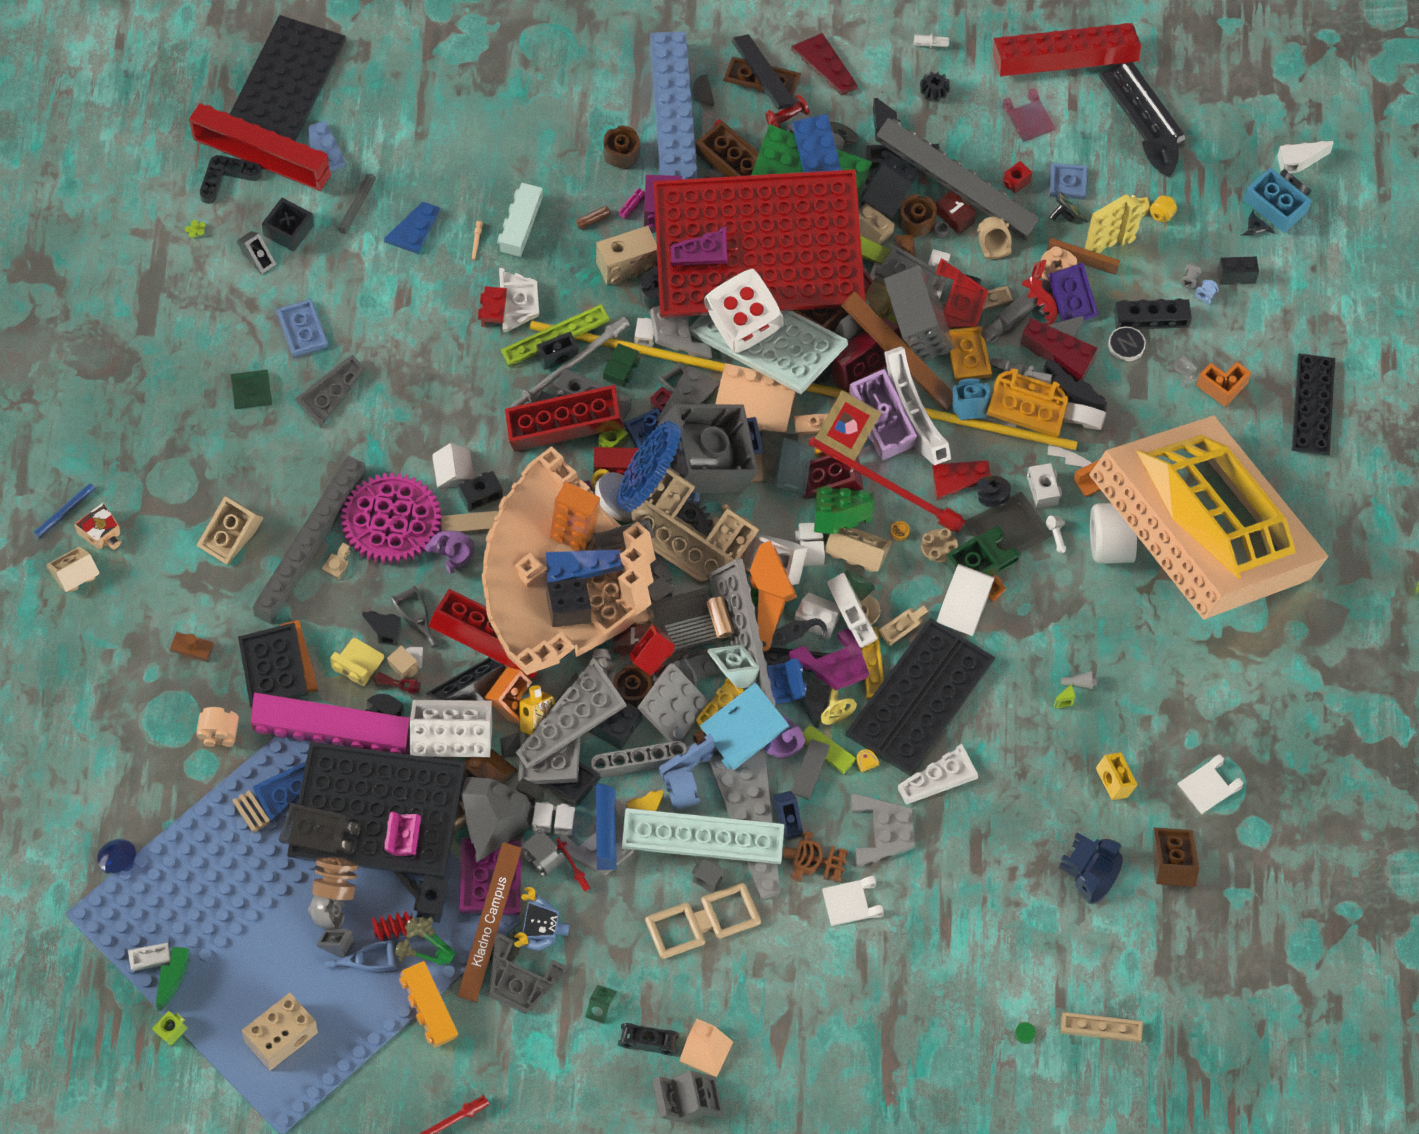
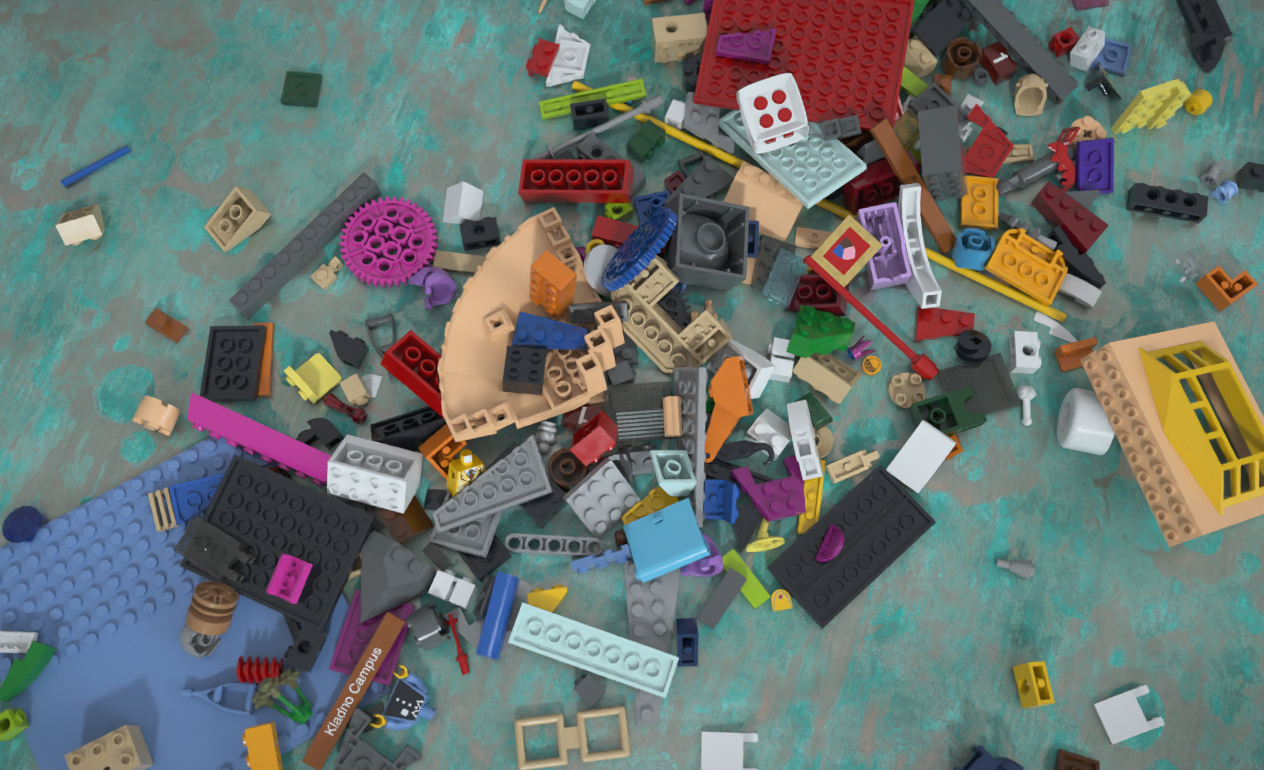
camera: 15 degrees right, 10 degrees up
(99, 528) = (119, 189): torso -> none
(302, 328) = (365, 42): medium blue tile -> none
(327, 392) = (370, 106): dark grey wing -> none
(336, 941) = (200, 672): dark grey slope -> none
(586, 815) = (484, 596): none -> flat silver slope
(683, 788) = (587, 590): medium blue brick -> none
(796, 855) = (684, 688): dark orange piece -> none
(813, 310) = (841, 128): none -> dark grey slope
(880, 521) = (855, 351): none -> flat silver piece
(891, 827) = (788, 682): light grey wing -> none
(900, 698) = (831, 544): none -> magenta plate
(948, 772) = (852, 636): white wing -> none
(1041, 179) = (1087, 48): none -> white brick
(1066, 698) = (999, 583): lime slope -> none
(1088, 257) = (1121, 137): dark orange tile -> none
(1126, 344) = (1135, 226): black tile -> none

